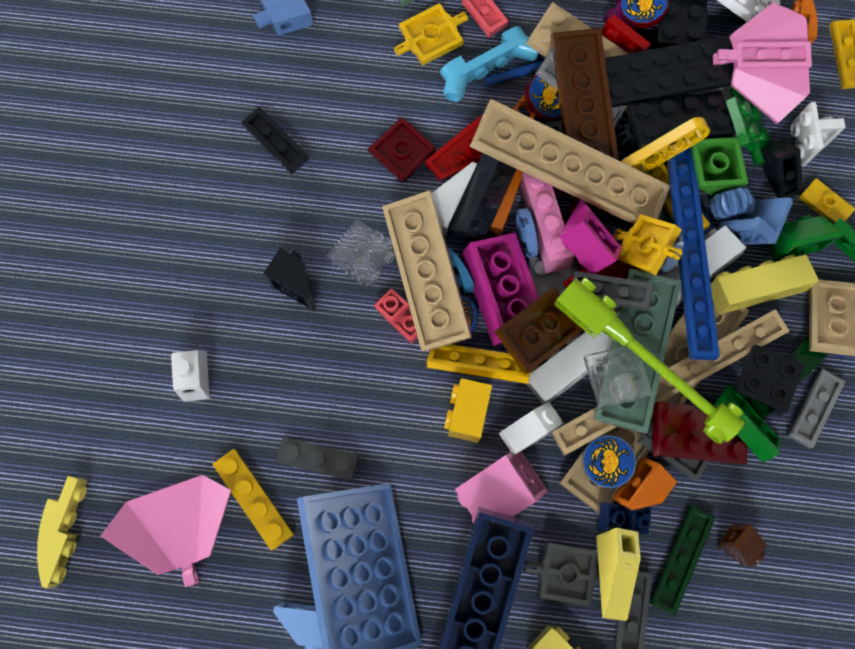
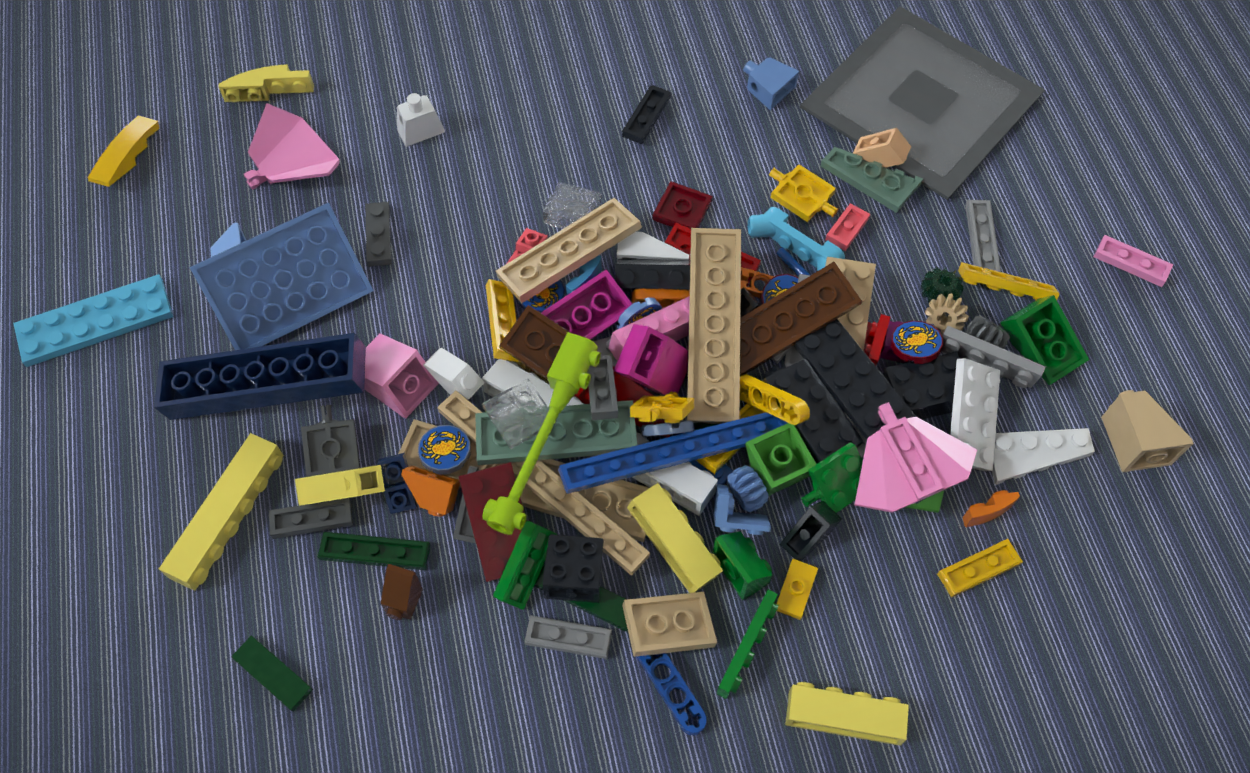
camera: 70 degrees right, 15 degrees down
(253, 499) = (340, 188): yellow plate -> none
(290, 277) = (524, 159): black slope -> none
(470, 410) = (453, 321): yellow brick -> none
(814, 133) = (859, 542): white bracket -> none

